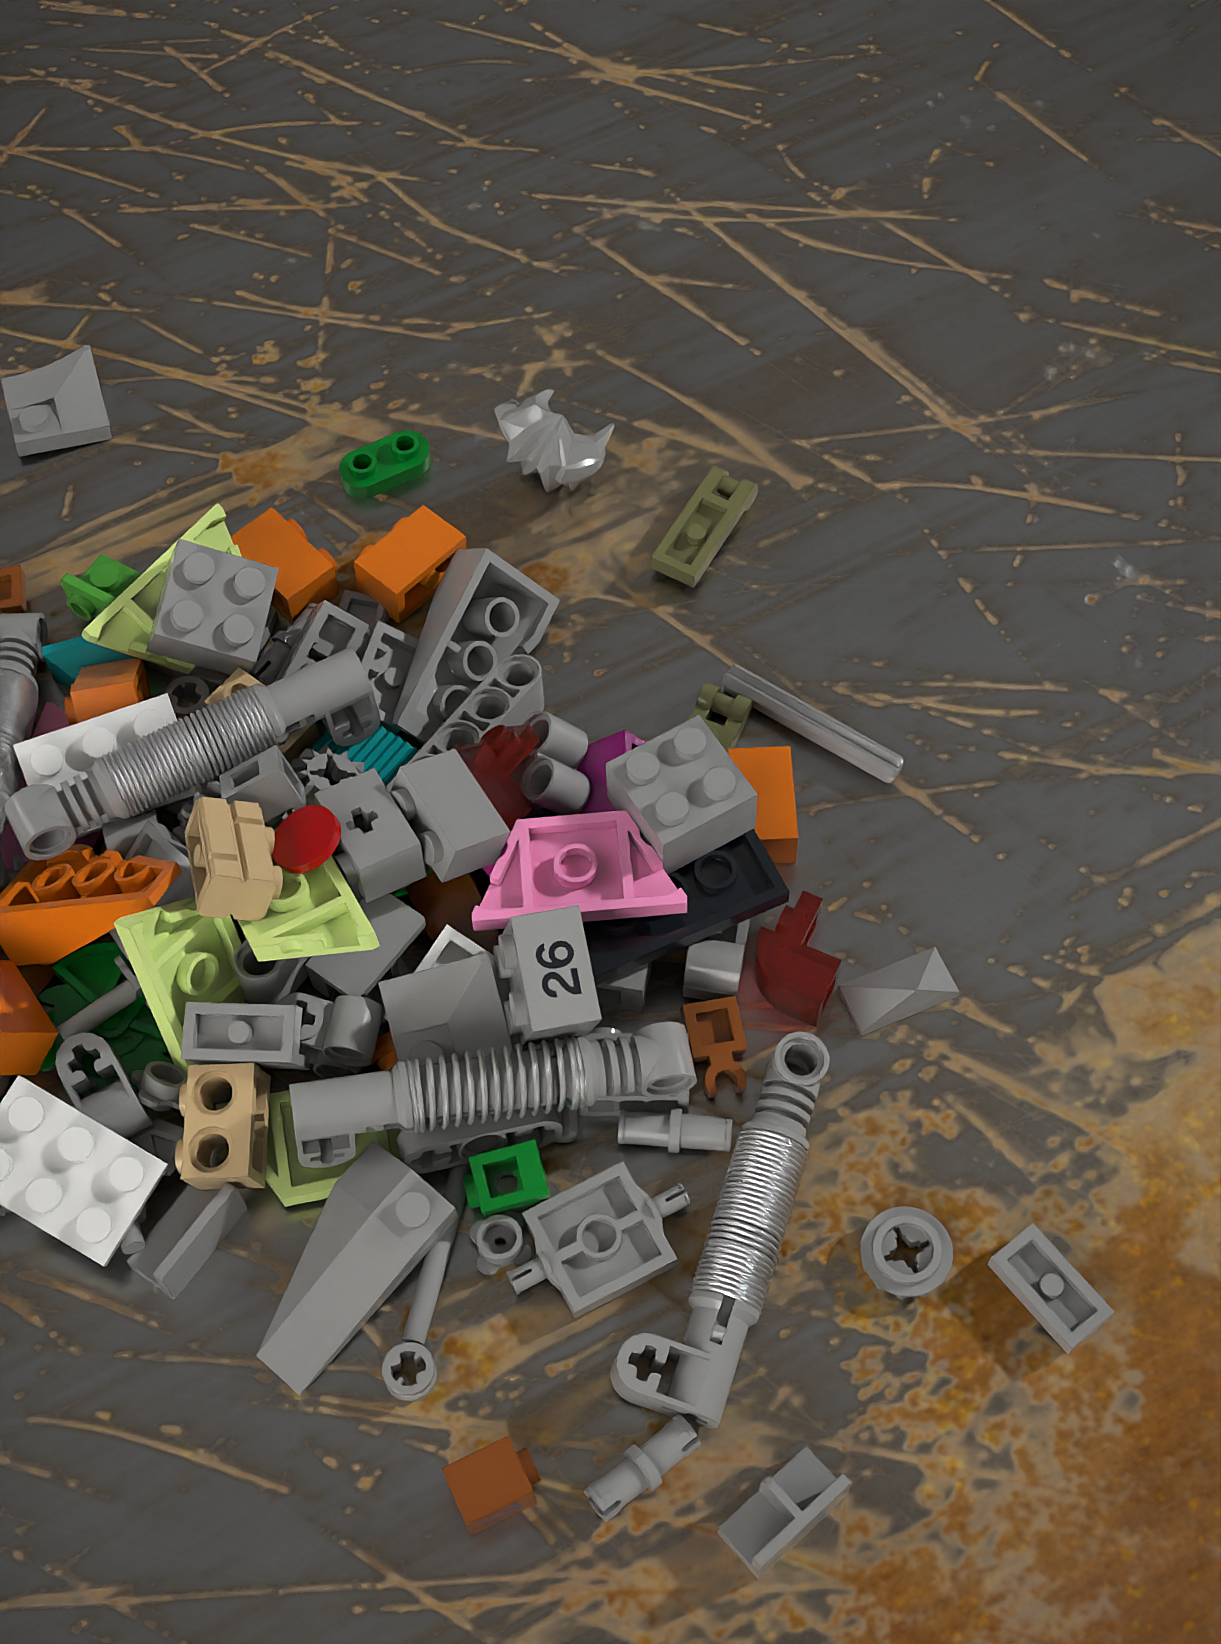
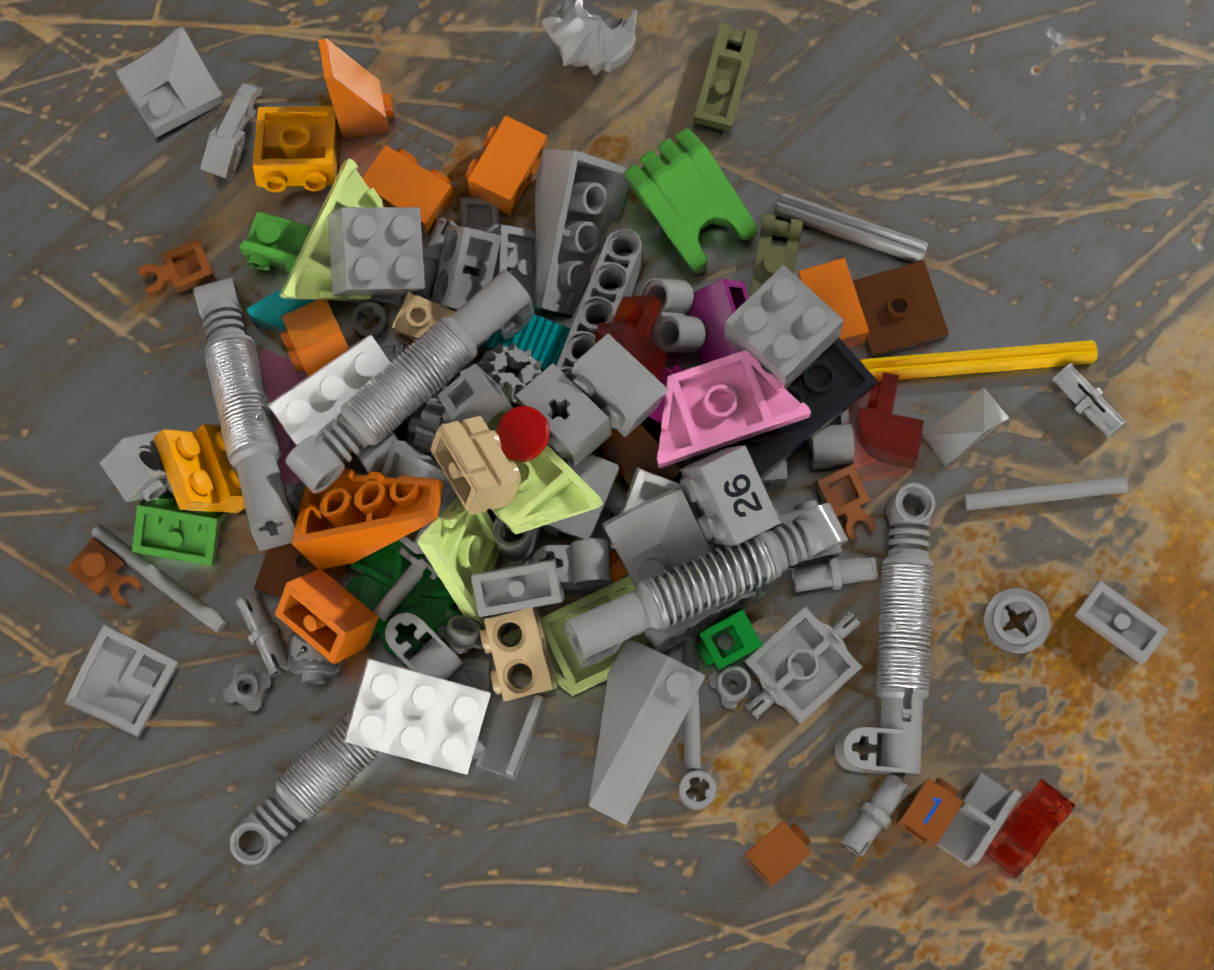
camera: 15 degrees left, 15 degrees up
(93, 472) = (228, 139): none -> light grey piece
(167, 492) = (295, 147): none -> light orange plate
(248, 438) = (354, 94): none -> orange wedge
(386, 464) = (458, 76): green plate -> none
(617, 640) = (687, 194): none -> bright green piece
(719, 1480) = (931, 811): none -> dark orange brick
(847, 830) = (900, 309): none -> reddish brown plate
(850, 1538) = (1028, 828): none -> clear red brick
(946, 914) = (984, 360): none -> yellow axle
(986, 1097) = (1045, 493): none -> light grey bar
(1070, 992) = (1089, 400): none -> light grey pin

